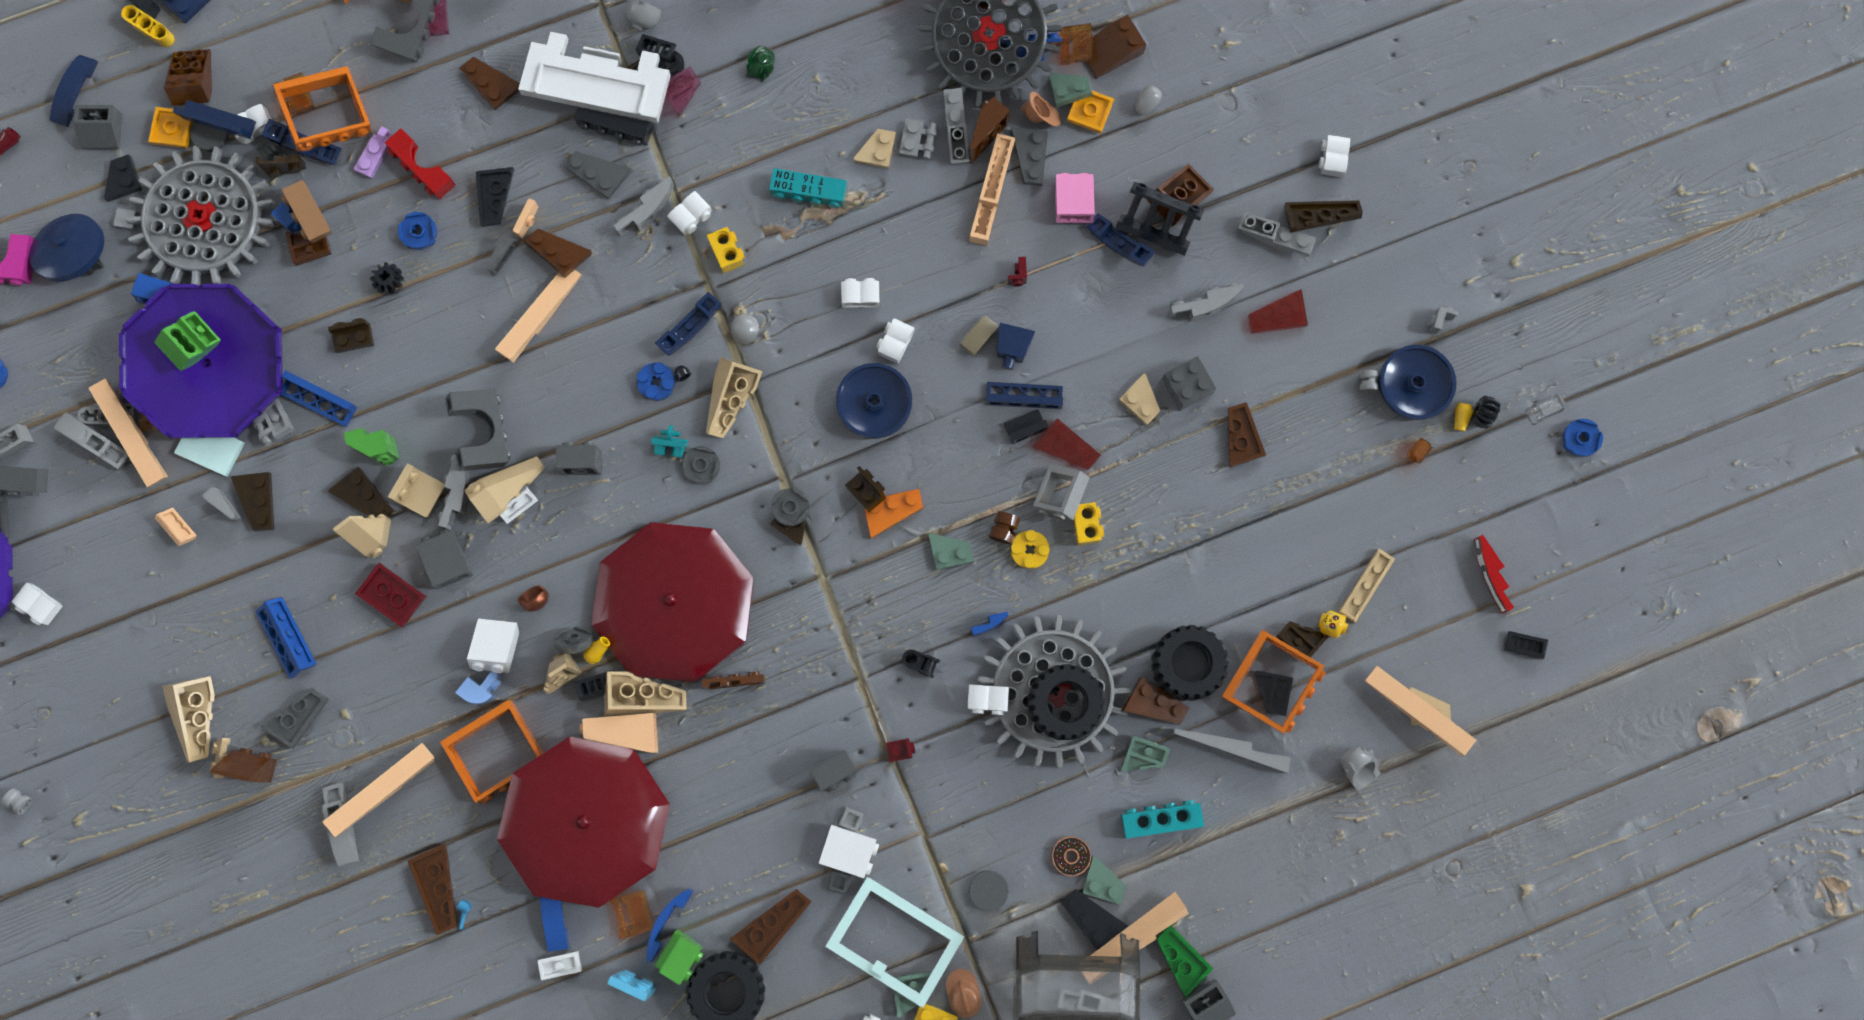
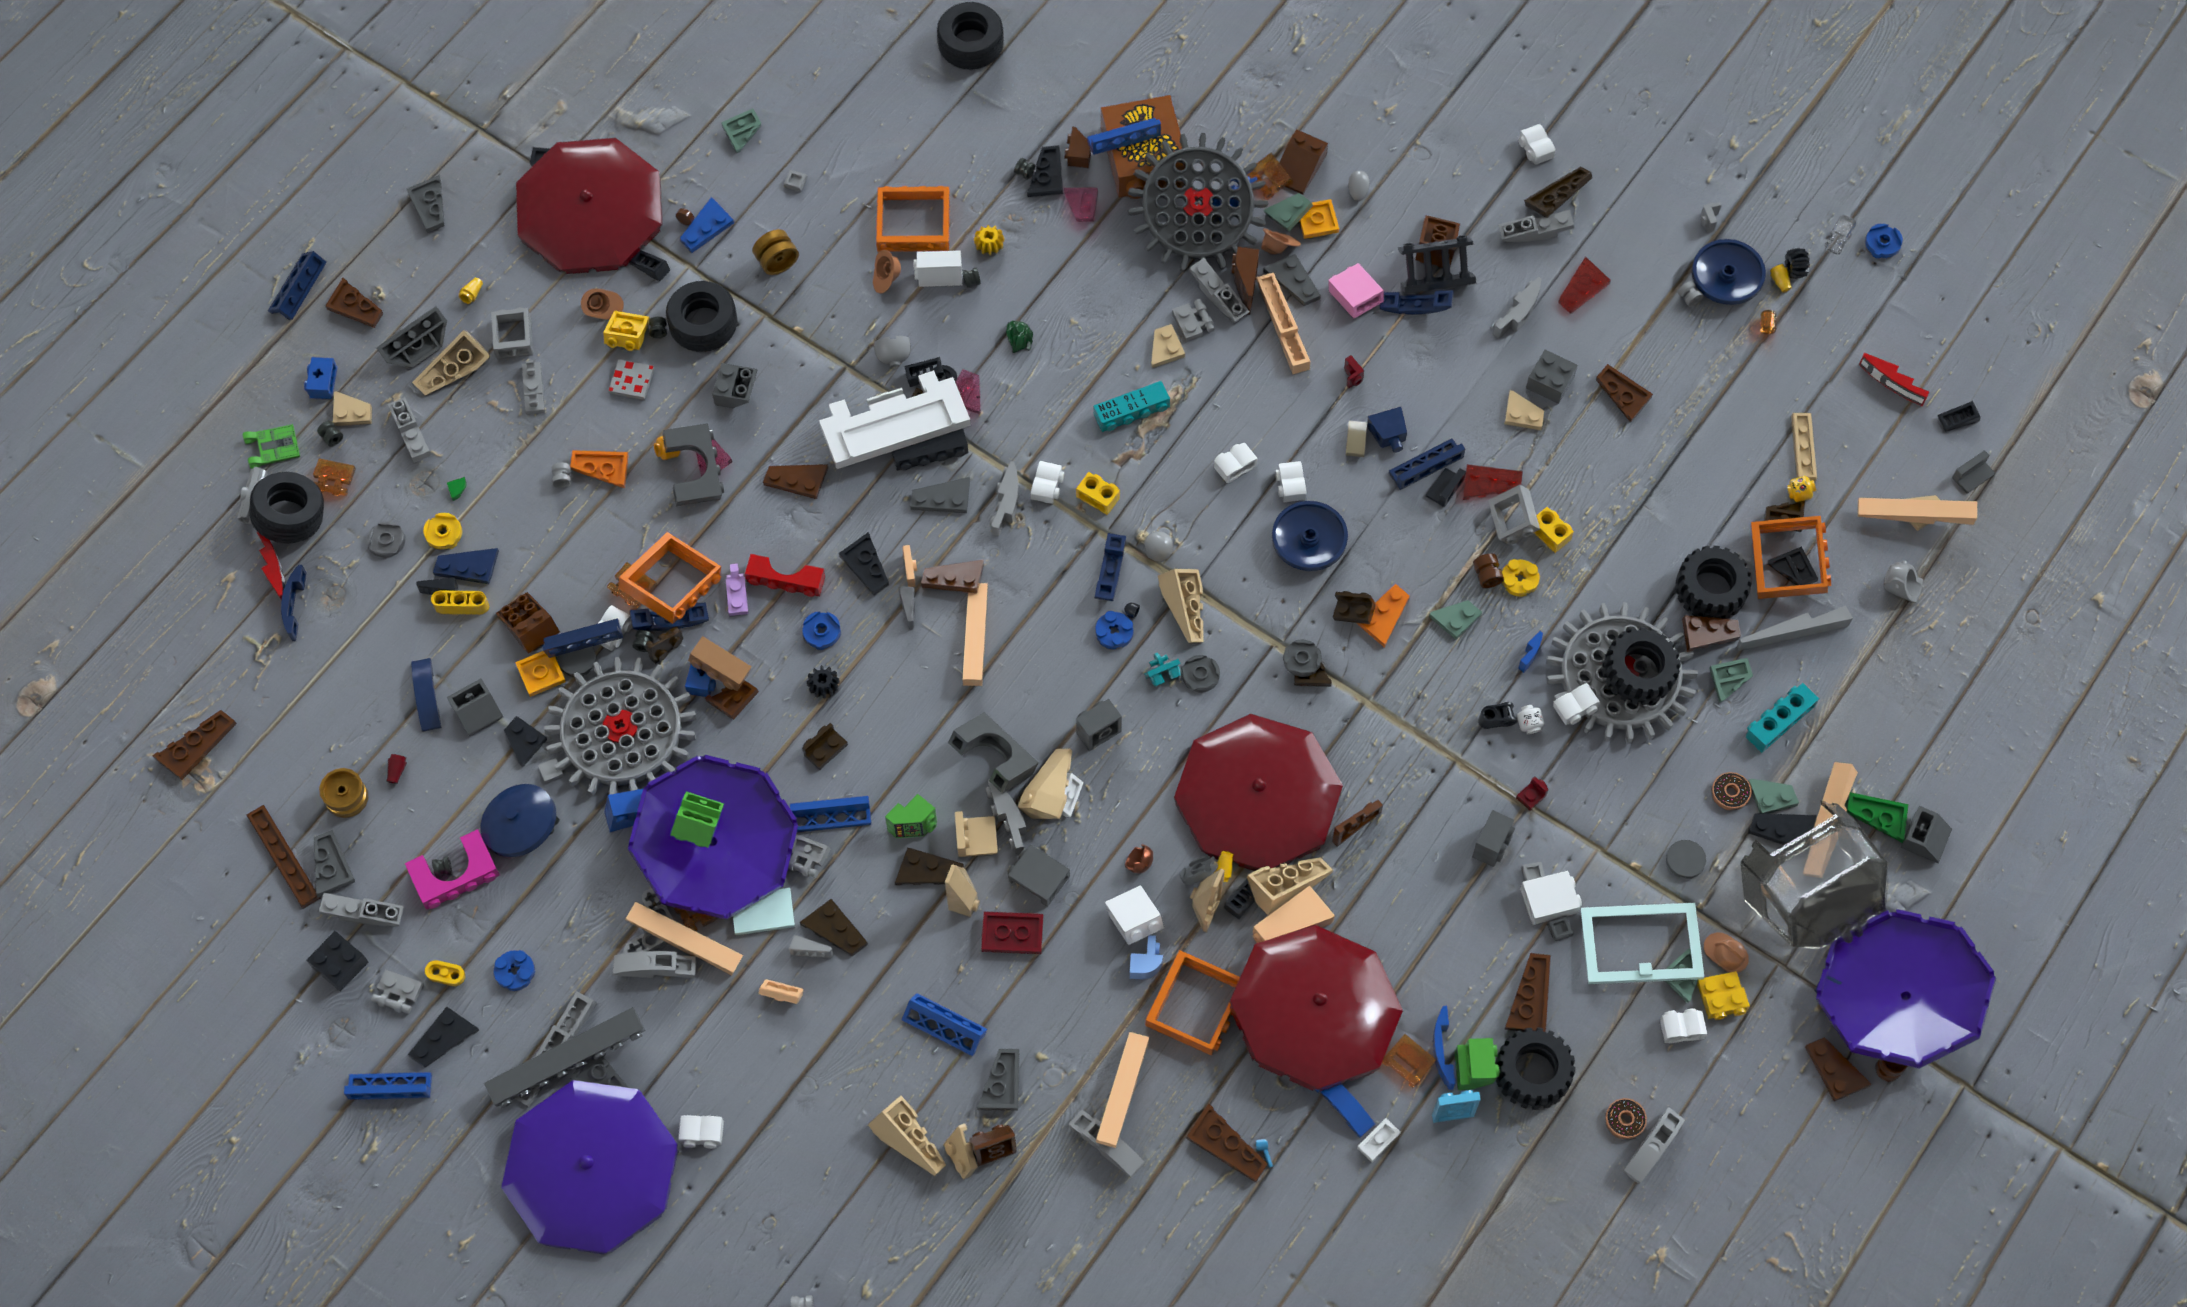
camera: 30 degrees left, 15 degrees down
(944, 684) = (1530, 719): none -> white head
(1500, 705) = (1973, 472): none -> dark grey panel

